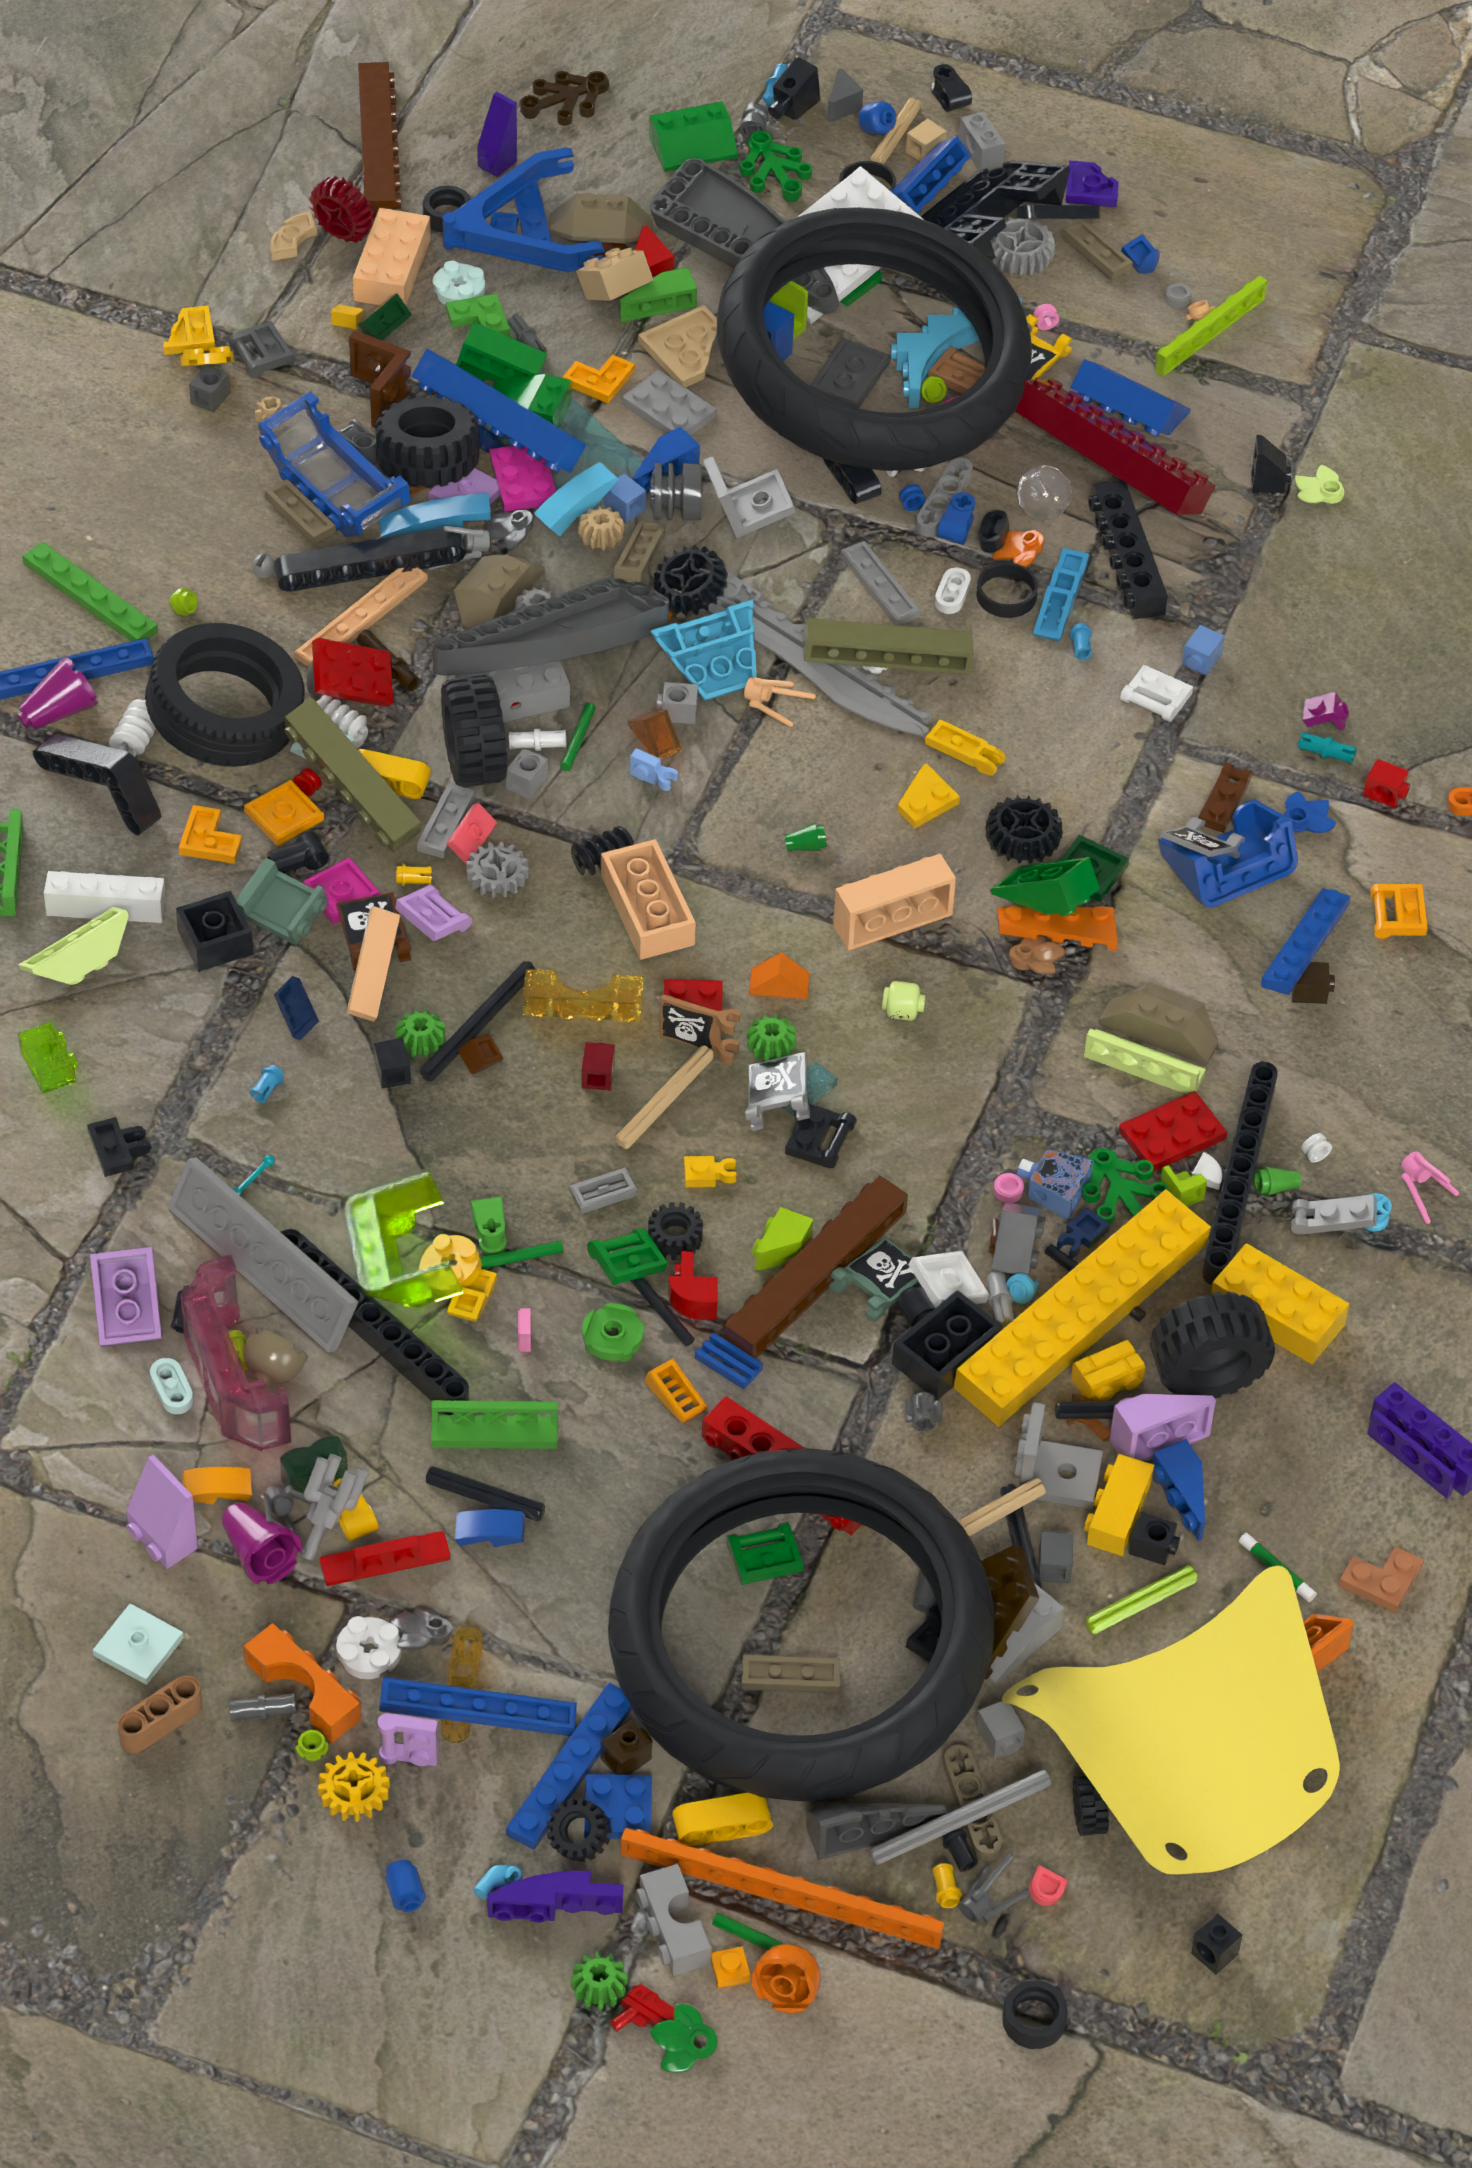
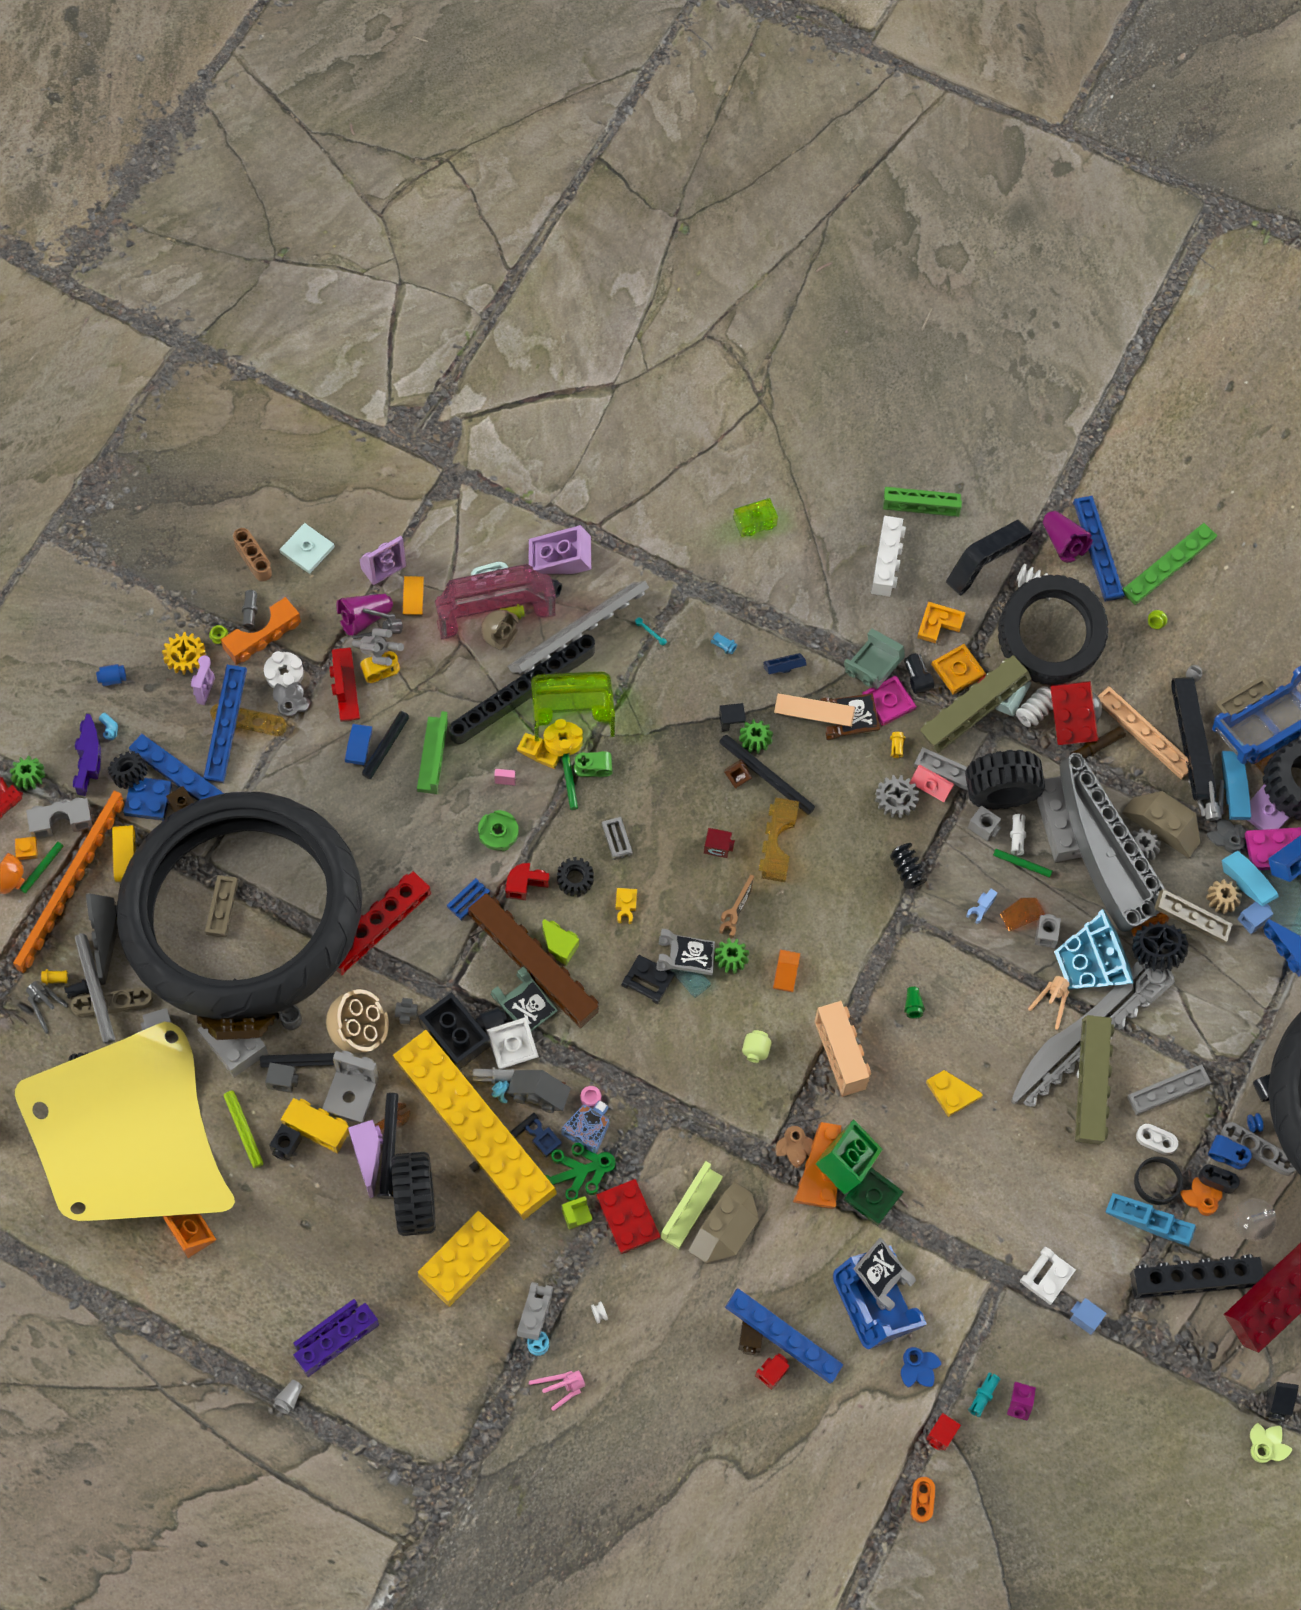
camera: 95 degrees right, 15 degrees up
(81, 950) = (838, 533): yellowish green wedge -> none
(111, 1145) = (679, 551): black hinge -> none
(214, 931) = (849, 616): black brick -> none
(298, 1463) = (415, 647): clear green brick -> none
(403, 775) = (989, 733): yellow beam -> none
(432, 913) = (857, 747): lavender plate -> none
(628, 1263) = (549, 844): green plate -> none
(648, 899) = (859, 887): light nougat brick -> none
(663, 1311) = (523, 859): black bar -> none
(664, 1097) = (689, 882): tan axle -> none
(674, 1372) = (450, 869): light orange slope -> none
(676, 491) = (1253, 948): dark grey wheel -> none
(699, 992) = (776, 918): red plate -> none
(741, 500) = (1244, 990): light grey bracket -> none
(767, 1560) = (307, 901): green plate -> none
(959, 1463) = (357, 1022): none -> tan cylinder
(965, 747) = (998, 1123): yellow hinge -> none
(1003, 1506) = (318, 1039): tan axle -> none
(1024, 835) = (908, 1147): black gear -> none
(1046, 1886) = (43, 1036): coral tile -> none
(1081, 636) = (1102, 1227): dark azure pin -> none
(1108, 1372) = (422, 1133): yellow brick -> none
(1181, 1477) = (327, 1170): blue slope -> none
(1210, 1170) = (589, 1234): white tile -> none
(1225, 797) = (940, 1308): reddish brown plate -> none
(1240, 1170) = (588, 1262): black beam -> none
(1270, 1561) = (255, 1222): bar -> none
(1275, 1180) = (573, 1277): bright green cone -> none
(1351, 956) = (773, 1370): none -> red brick
(1386, 1585) = (229, 1290): nougat plate -> none
(1408, 909) = (818, 1424): light orange plate -> none

